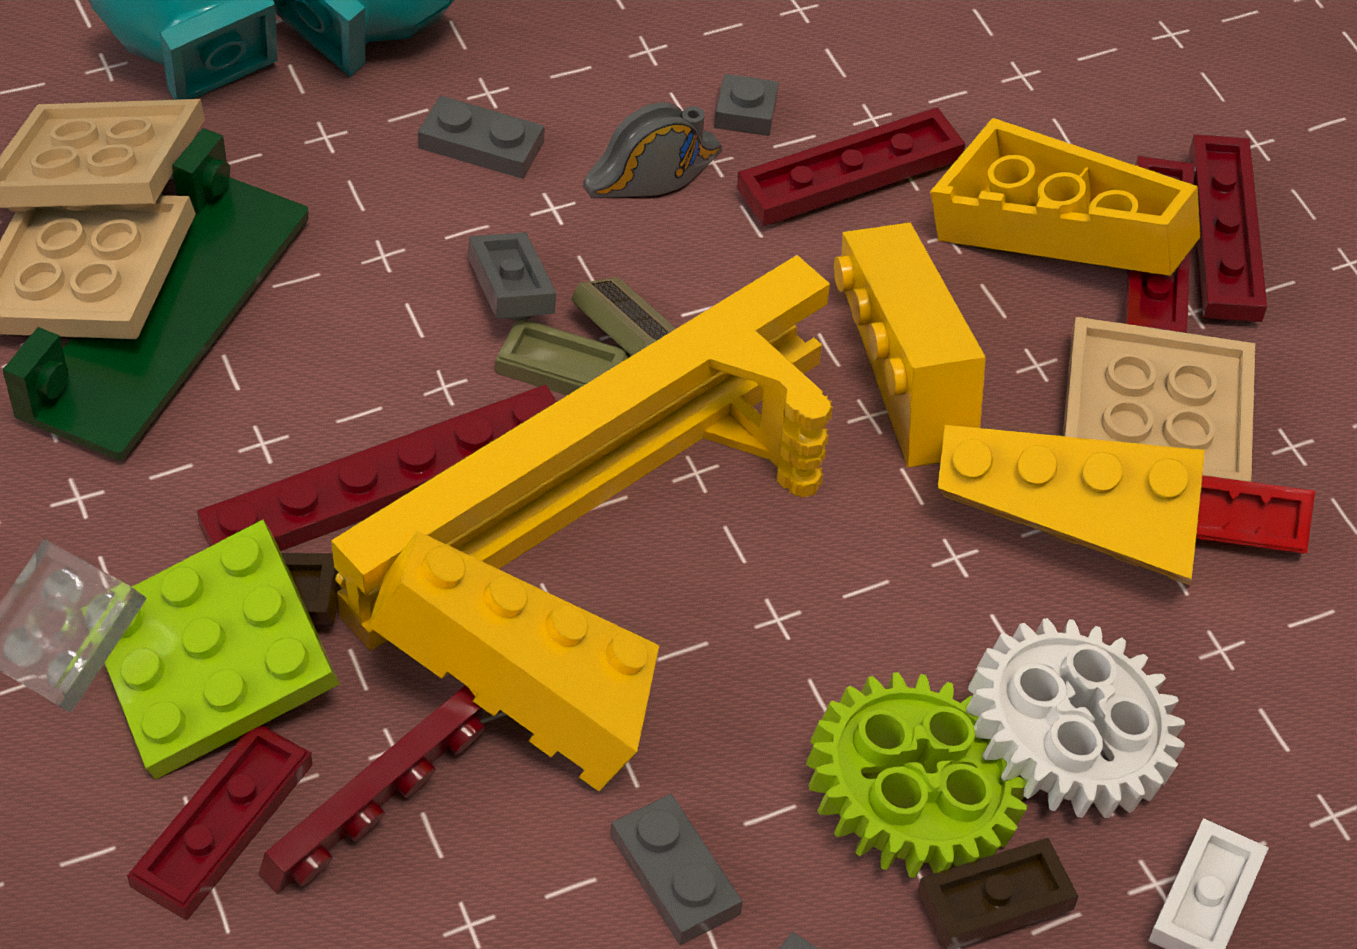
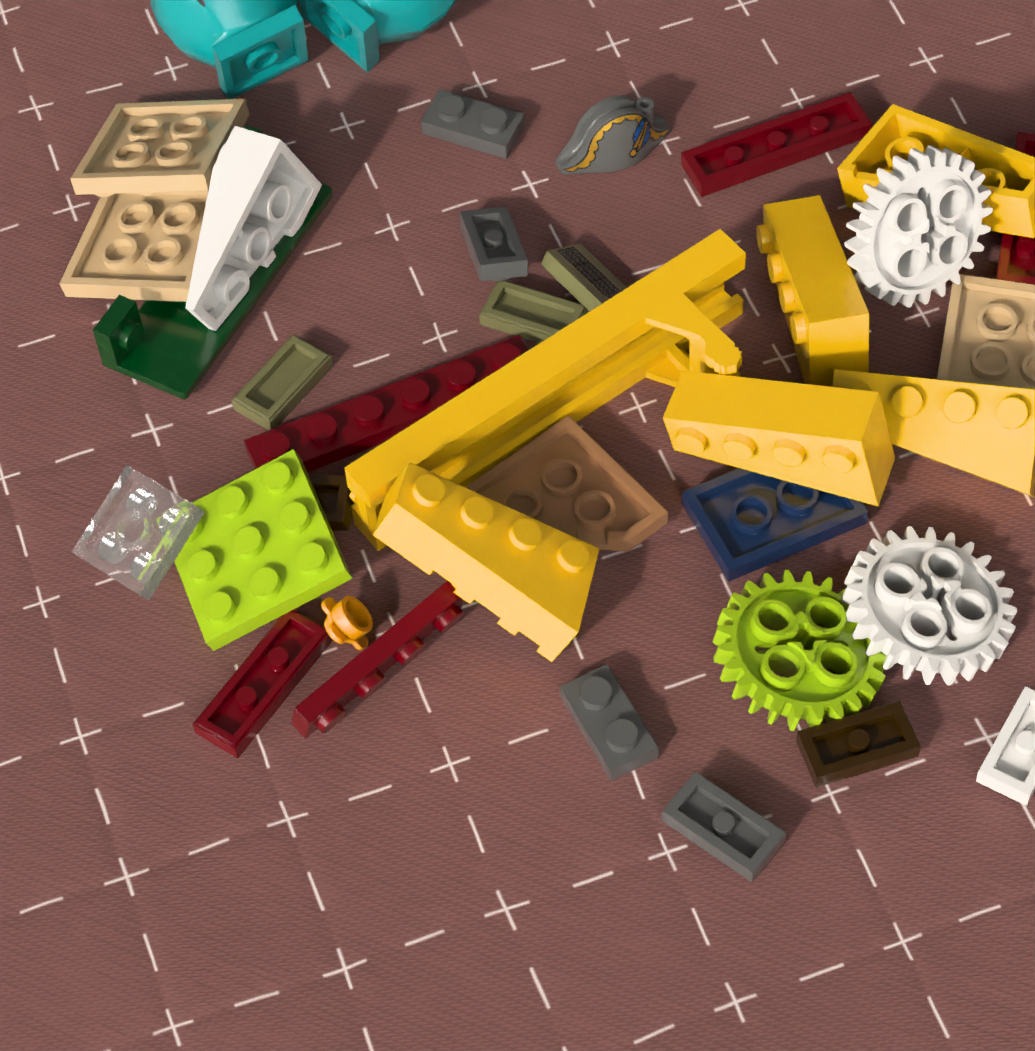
camera: 10 degrees right, 5 degrees up
(209, 219) = (251, 203): none -> white wedge
(246, 441) = (282, 383): none -> olive tile
(333, 739) = (347, 621): none -> light orange plate
(626, 571) = (575, 489): none -> medium nougat plate
(746, 104) = (692, 91): dark grey plate -> none
(873, 597) = (763, 519): none -> dark blue plate
(887, 500) = (785, 431): none -> yellow wedge
(1038, 255) = (918, 226): none -> white gear

